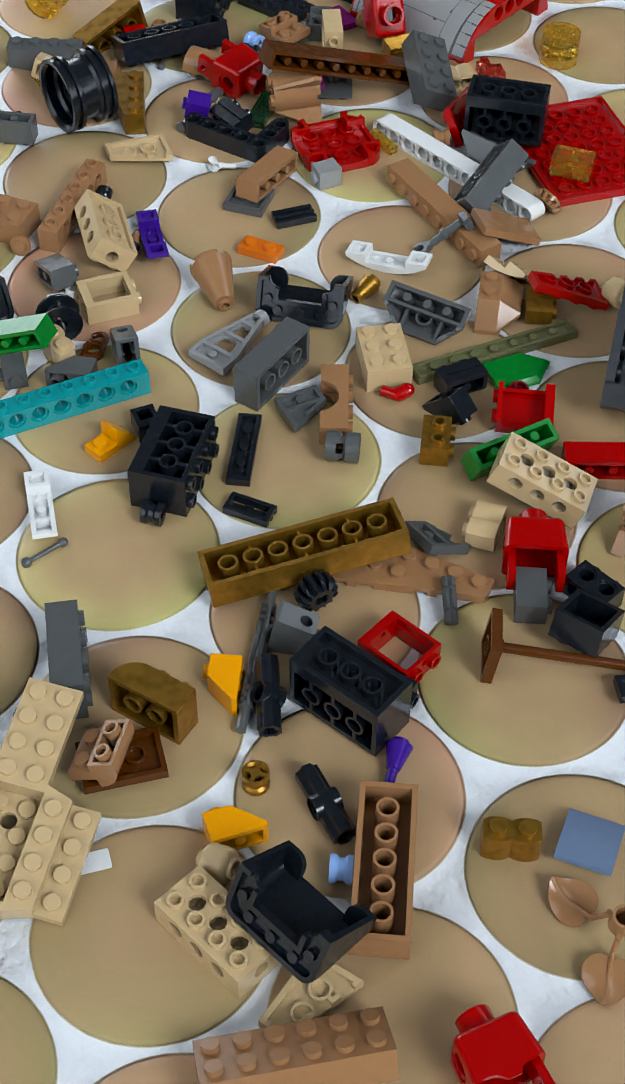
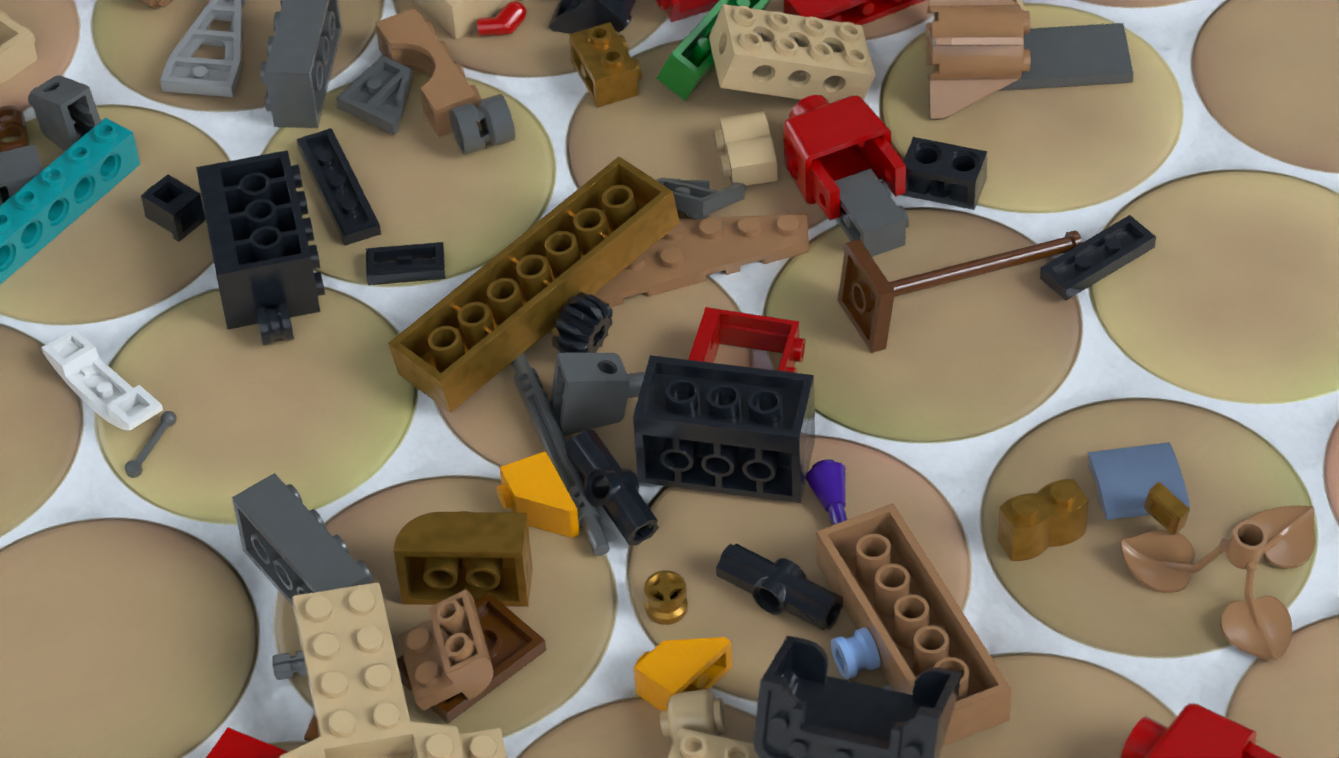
camera: 25 degrees left, 0 degrees up
(109, 442) = (132, 256): light orange slope -> none
(449, 600) = (766, 265): dark grey axle -> none
(586, 623) = (967, 216): black piece -> none
(590, 869) = (1166, 508): none -> pearl gold tile

